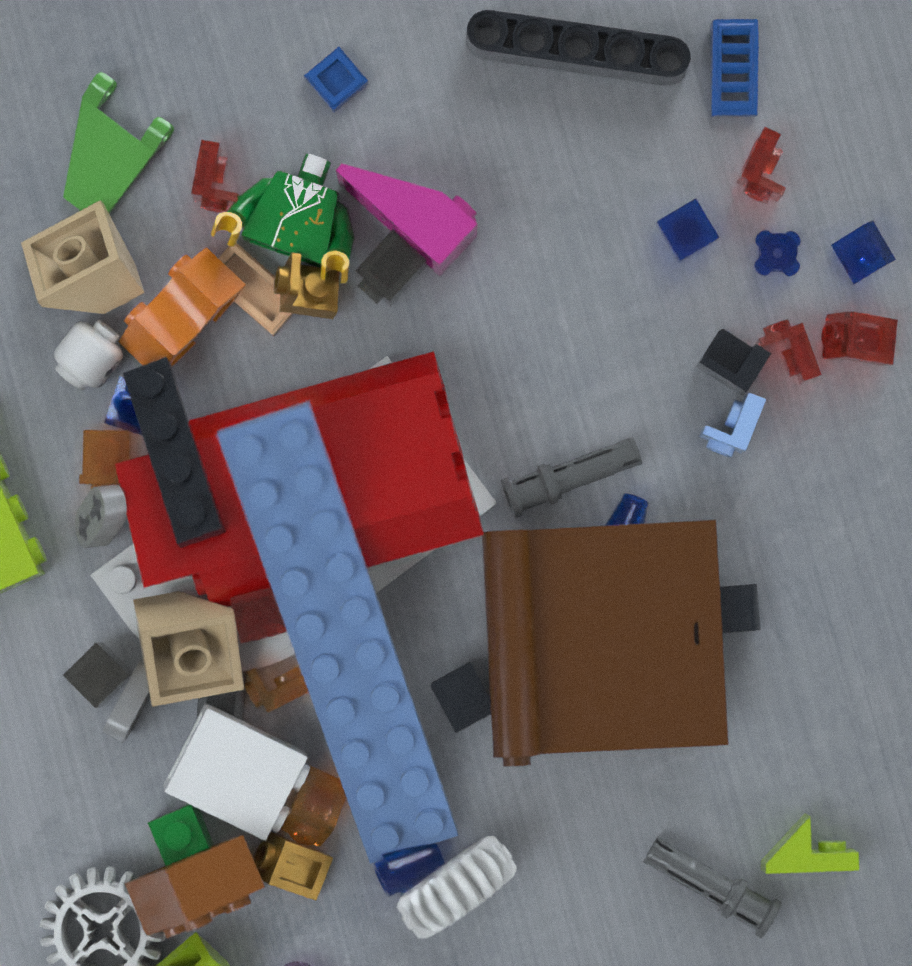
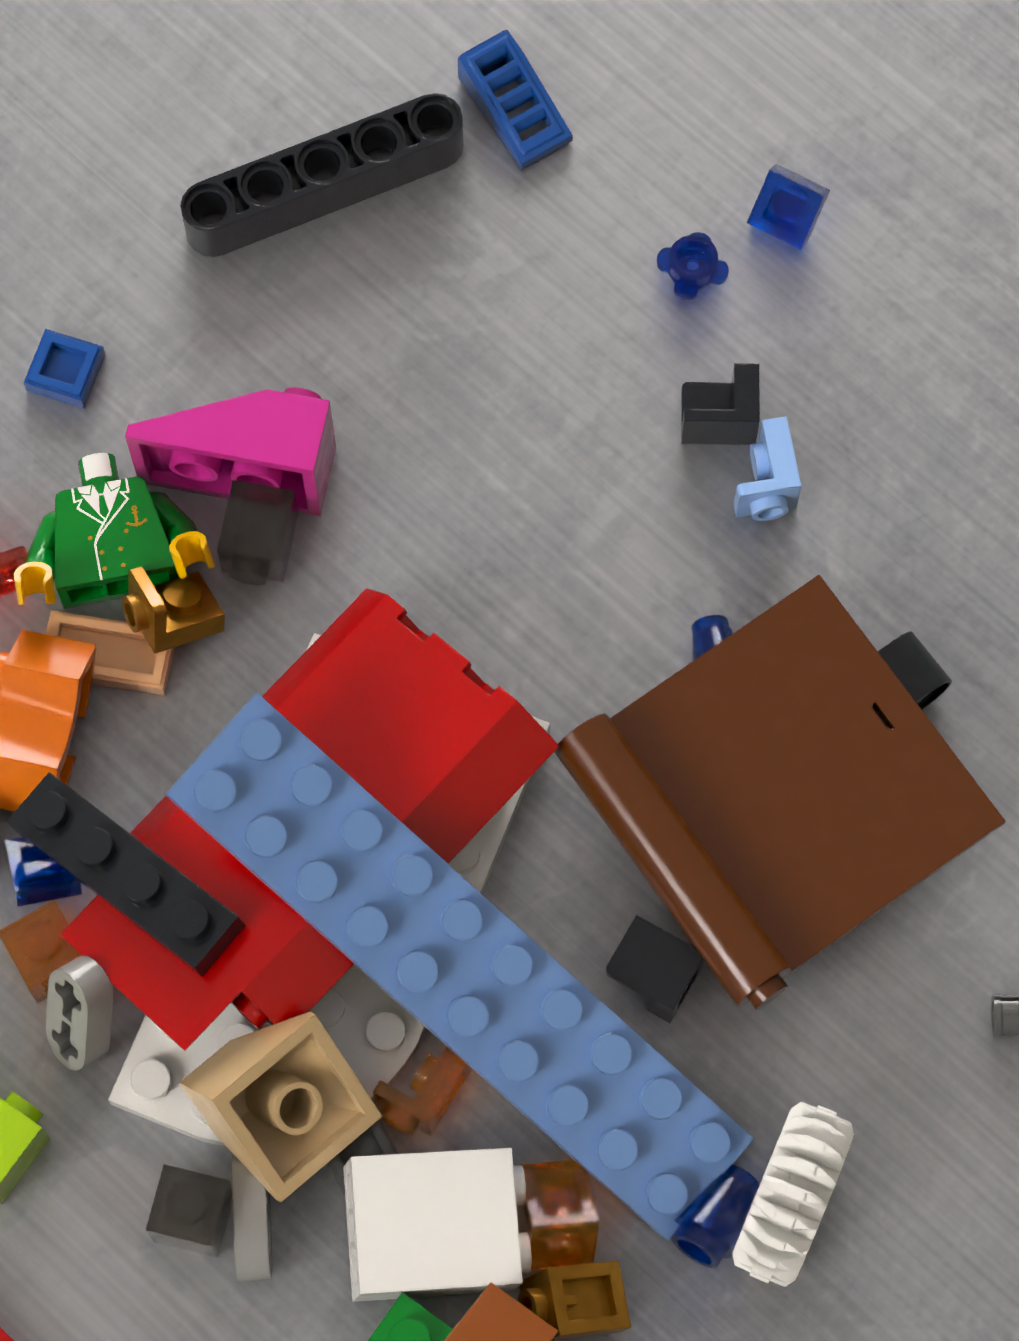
camera: 30 degrees left, 15 degrees down
(257, 615) = (349, 1007): clear red bracket -> none
(551, 482) = (599, 662): dark grey pin -> none
(687, 230) = (574, 297): clear blue plate -> none
(762, 159) = (612, 193): clear red bracket -> none
(798, 356) = (789, 352): clear red bracket -> none
(859, 338) = (845, 298): clear red bracket -> none

